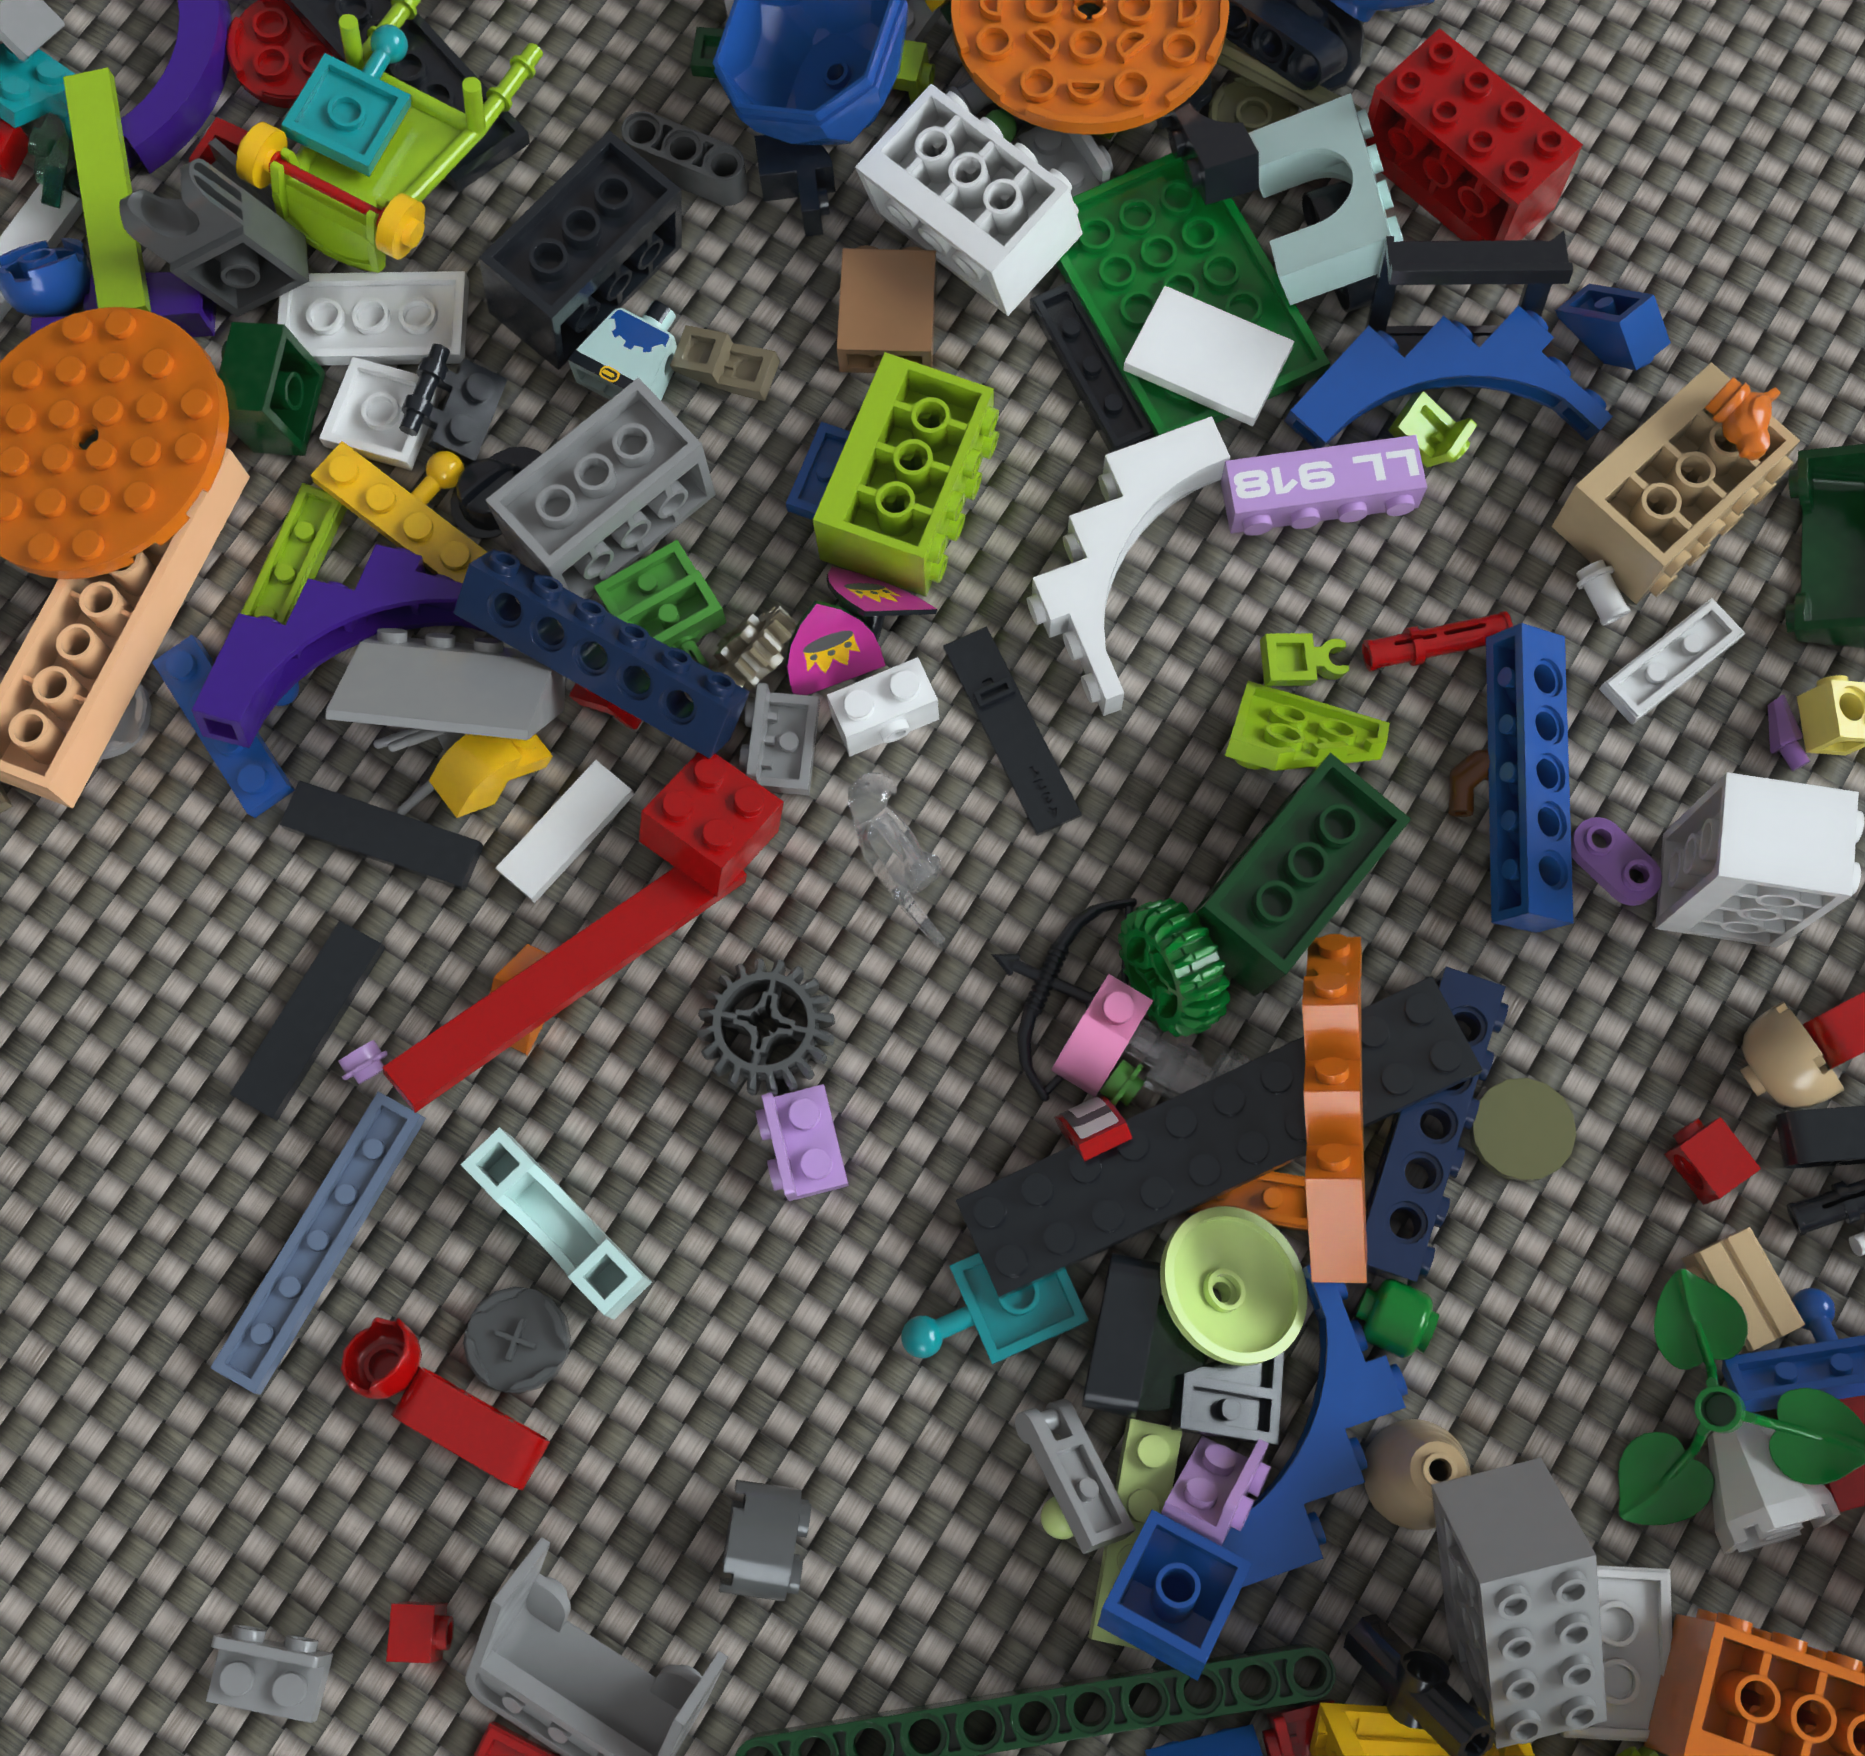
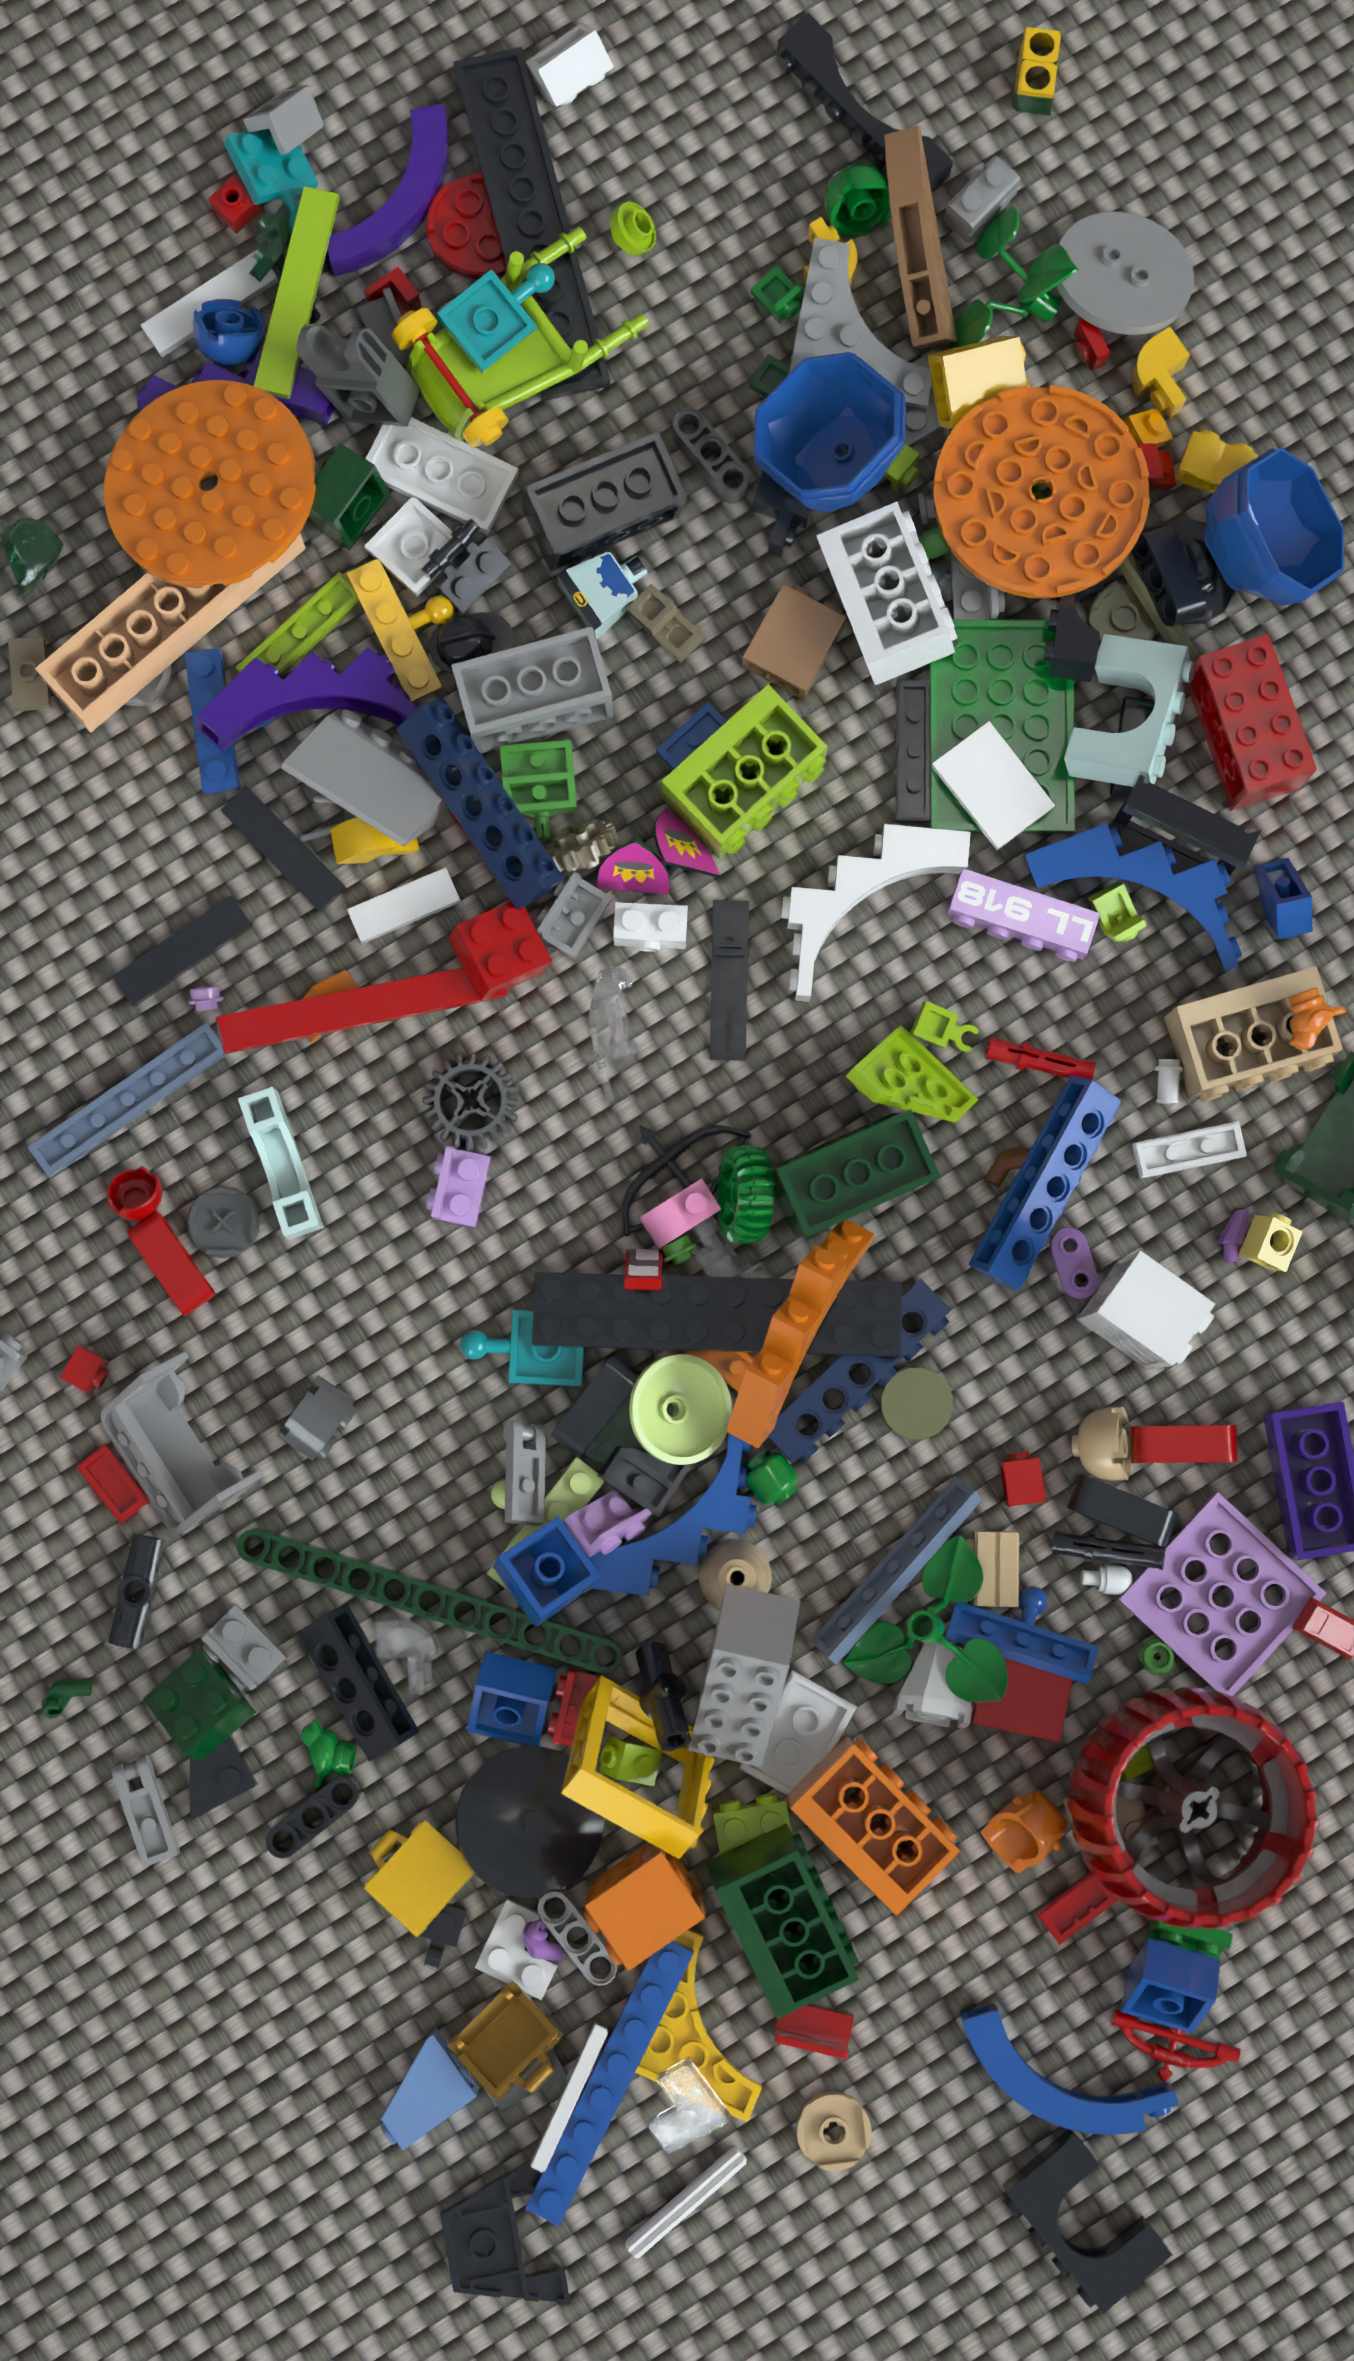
camera: 20 degrees right, 10 degrees up
(1620, 1359) = (896, 1570): none -> sand blue plate

